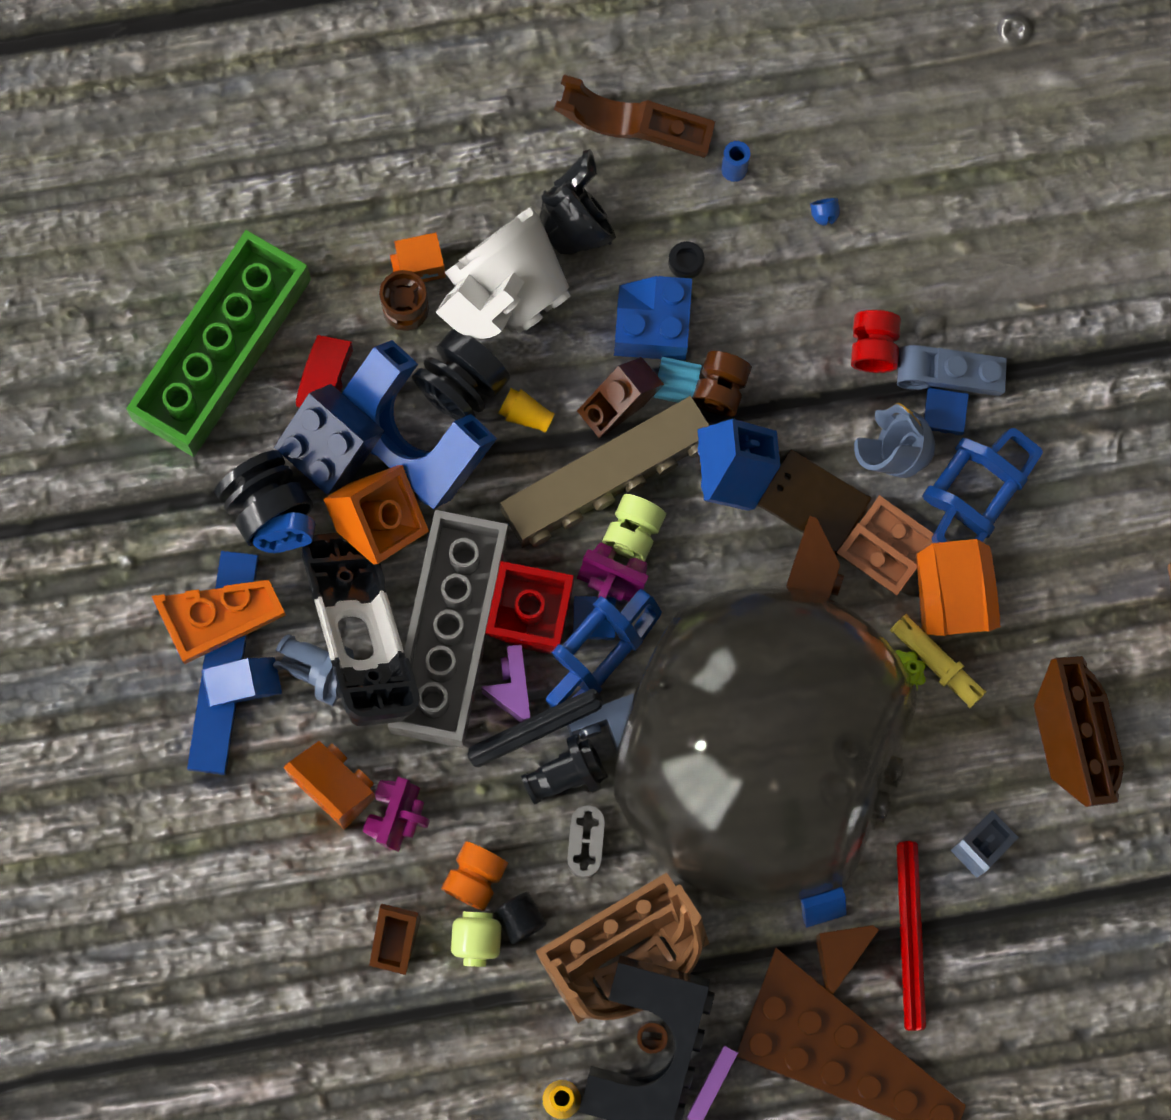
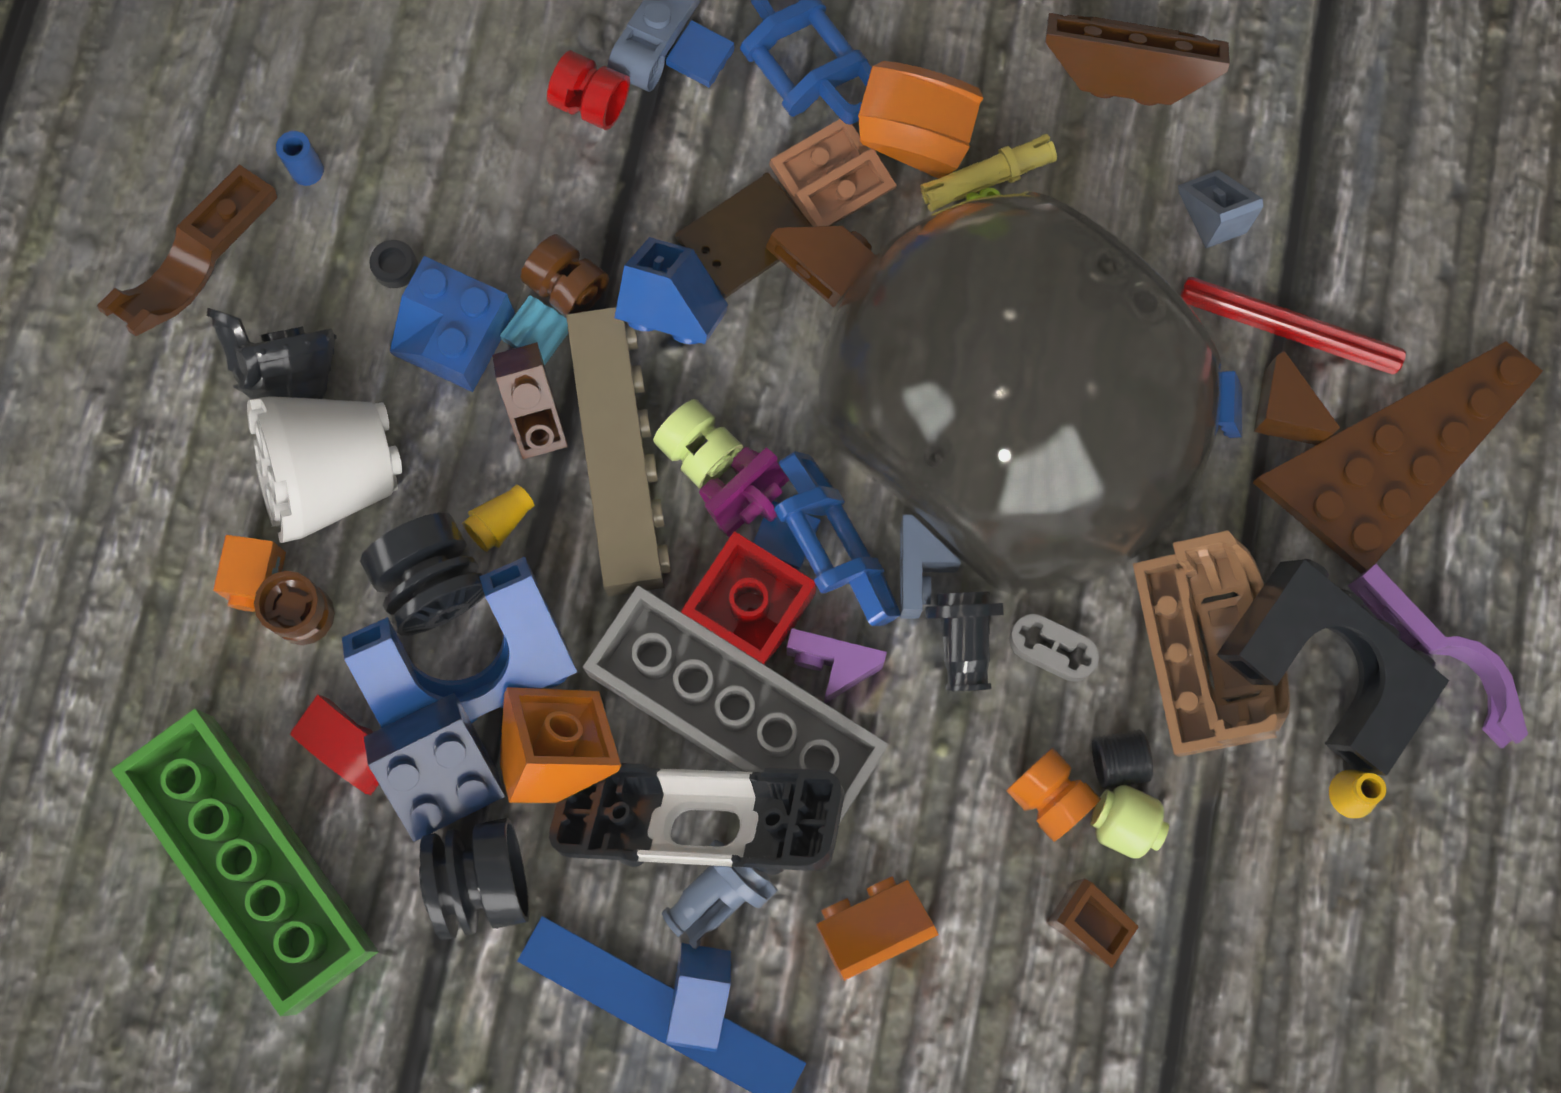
camera: 65 degrees left, 0 degrees up
(218, 616) = (603, 998): orange wing -> none
(285, 533) = (535, 866): blue beam -> none
(401, 815) = (956, 877): magenta hips -> none
(477, 311) = (356, 514): white brick -> none
(535, 728) = (901, 651): black axle -> none
(651, 1044) = (1323, 661): reddish brown hinge -> none
(825, 210) = (405, 87): blue hinge -> none
(903, 445) = (708, 109): sand blue helmet -> none

